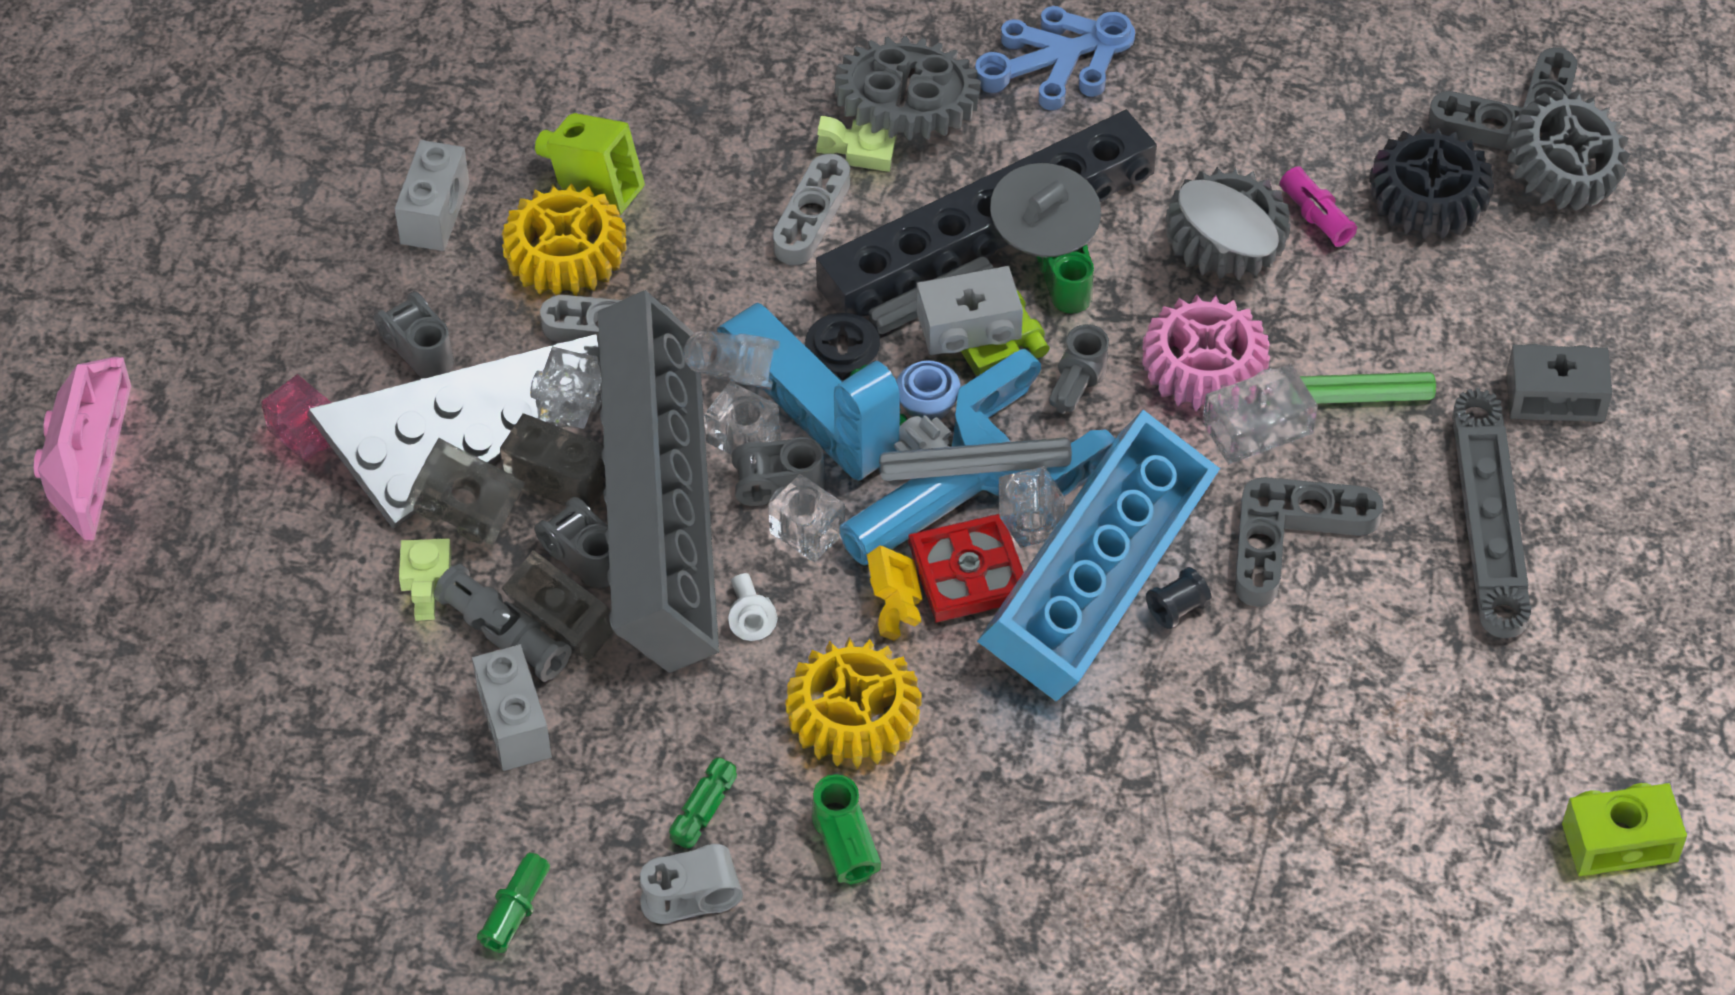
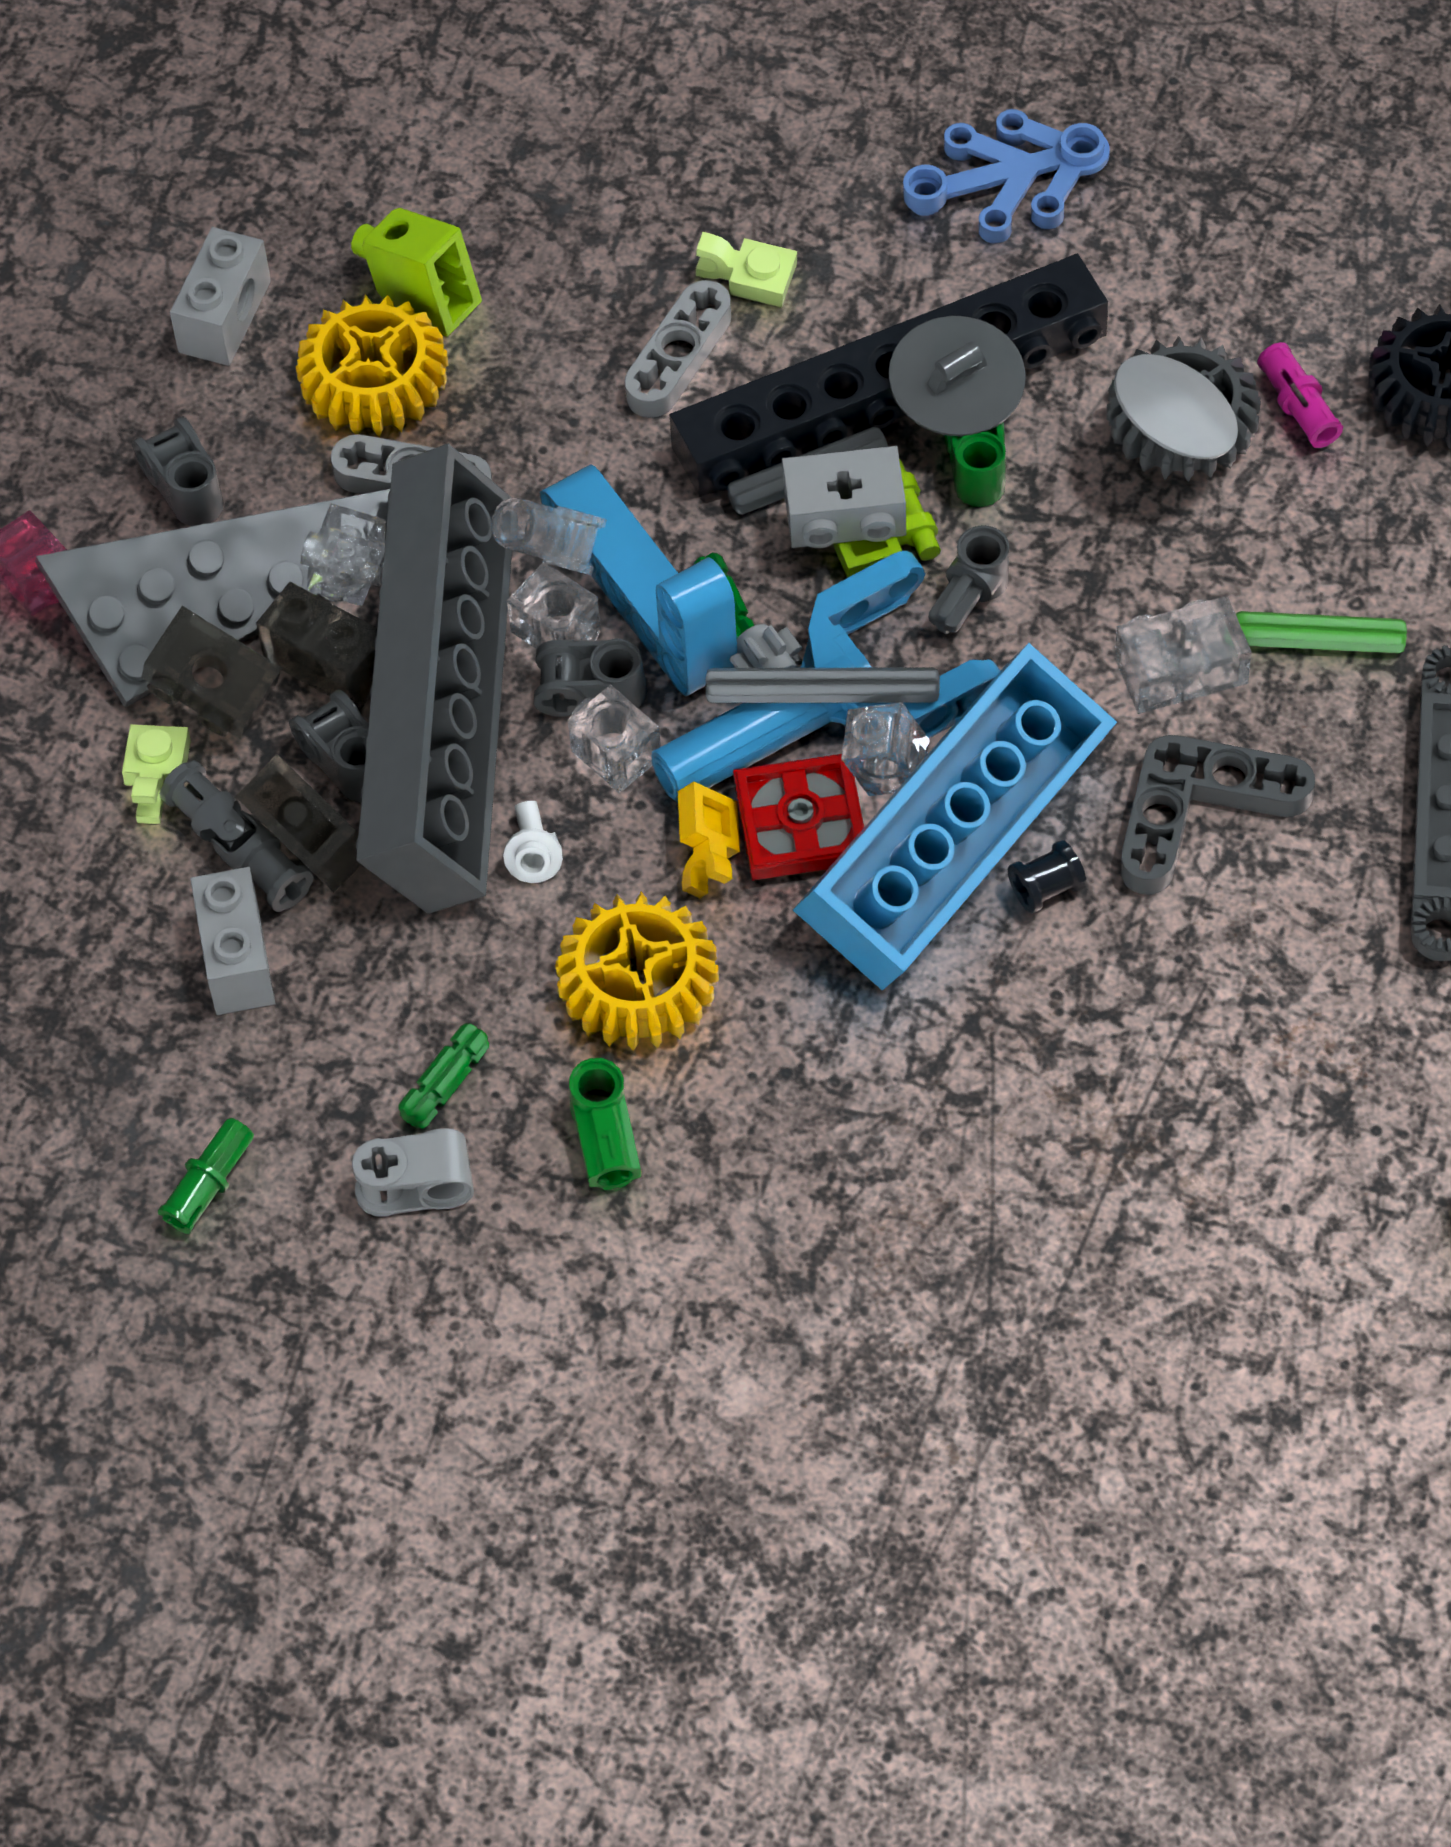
camera: 10 degrees right, 5 degrees up
(859, 334) = (670, 513): black gear -> none
(876, 82) = (848, 217): dark grey gear -> none
(928, 389) = (781, 591): light blue cone -> none
(1205, 339) = (1132, 552): bright pink gear -> none

